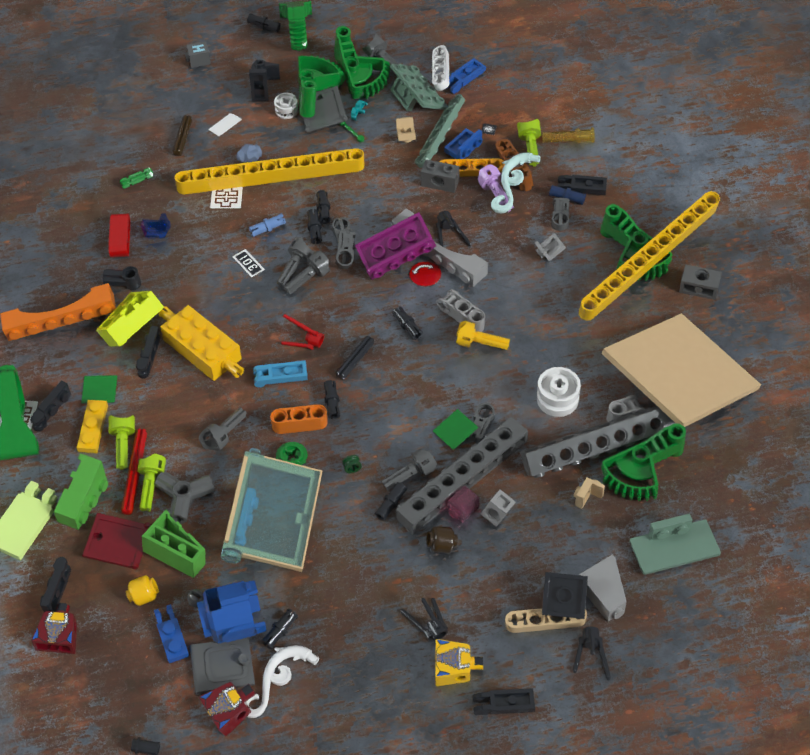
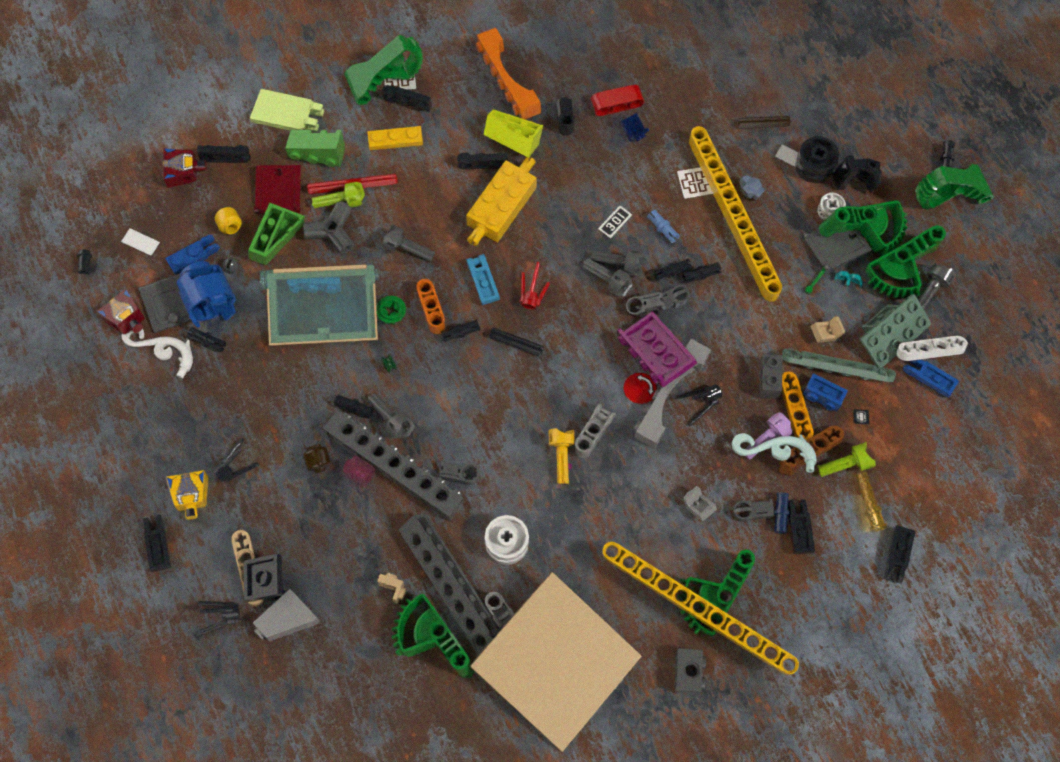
camera: 75 degrees right, 15 degrees up
(99, 388) = (438, 133): green sticker -> none
(121, 429) = (390, 160): lime piece -> none
(135, 688) = (140, 241): none -> white sticker
(136, 178) = (696, 96): green axle -> none
(197, 54) = (878, 107): dark grey brick -> none
(237, 103) = (817, 159): none -> black wheel
(407, 323) = (569, 381): black pin -> none
(455, 429) = (446, 450): green sticker -> none
(498, 508) = (355, 503): light grey brick -> none
(617, 127) = (899, 552): none -> black hinge
(674, 544) = (345, 681): sand green bracket -> none

